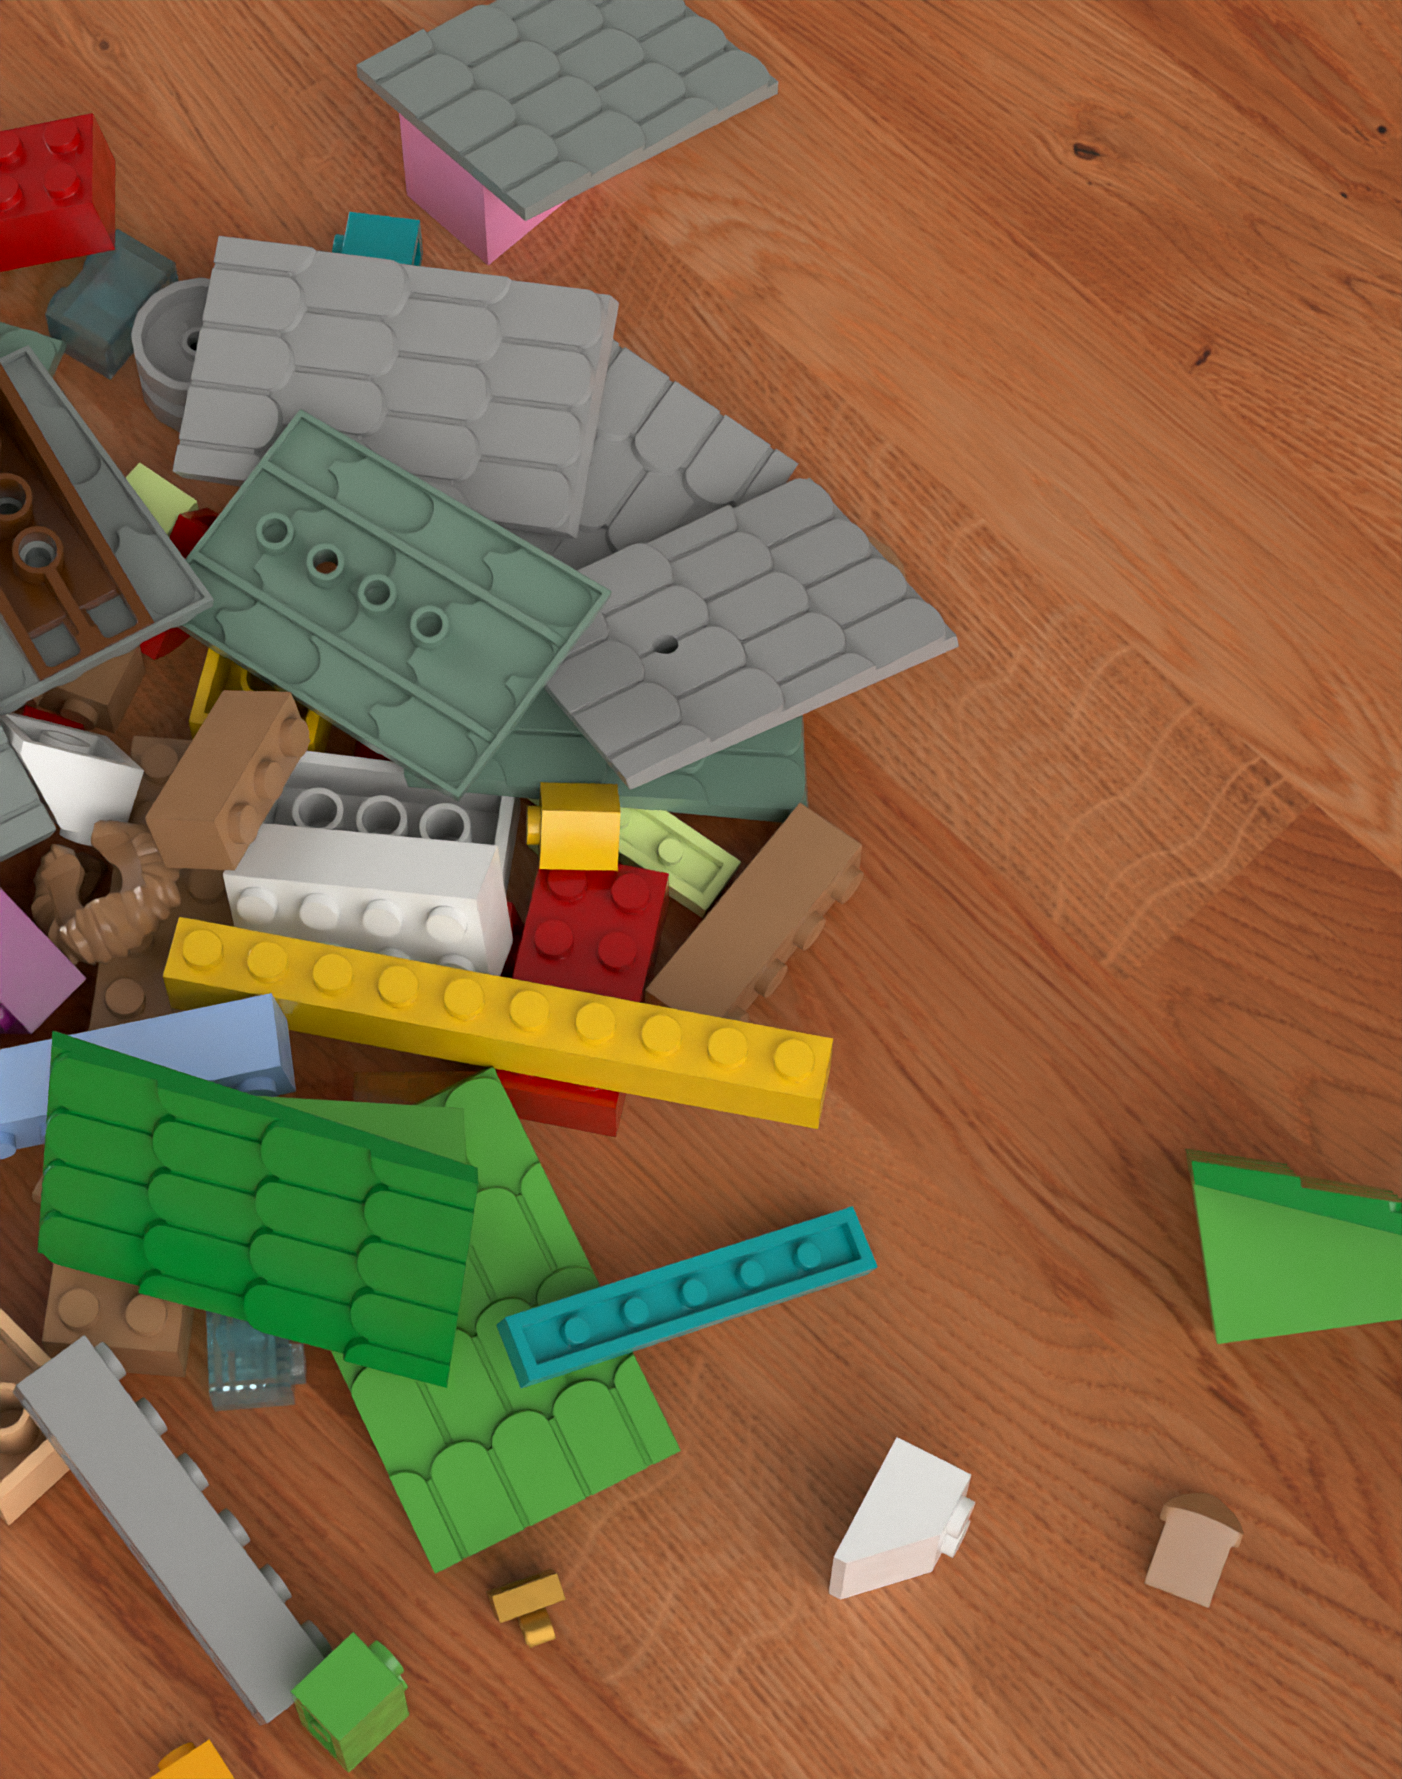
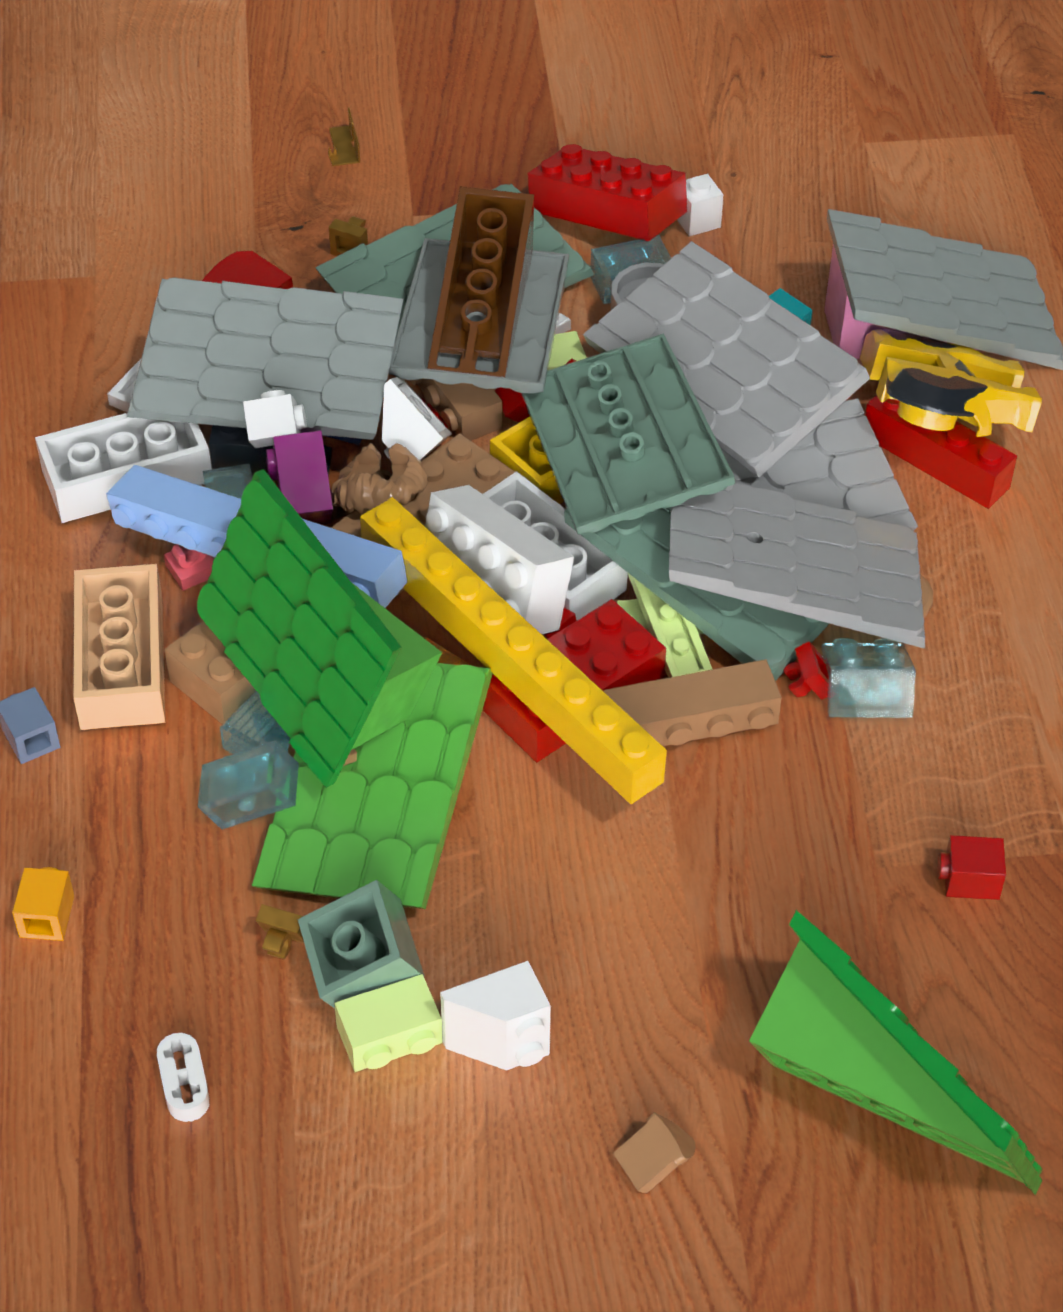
camera: 40 degrees right, 15 degrees down
(128, 129) = (703, 206): none -> white brick
(172, 1527) = (140, 768): light grey brick -> none
(228, 780) = (475, 459): medium nougat brick -> none
(319, 1445) = (248, 785): none -> clear light blue brick
(352, 1700) = (150, 902): bright green brick -> none
(575, 826) = (634, 592): yellow brick -> none
(659, 1560) = (359, 943): none -> sand green brick
(685, 243) = (947, 381): none -> yellow animal
(685, 1297) = (491, 836): teal plate -> none
(737, 324) = (953, 456): none -> red brick
(763, 1626) = (389, 1023): none -> yellowish green brick
(850, 770) = (811, 670): none -> red tile
(920, 729) = (869, 679): none -> clear light blue bracket
(1239, 908) = (973, 867): none -> red brick

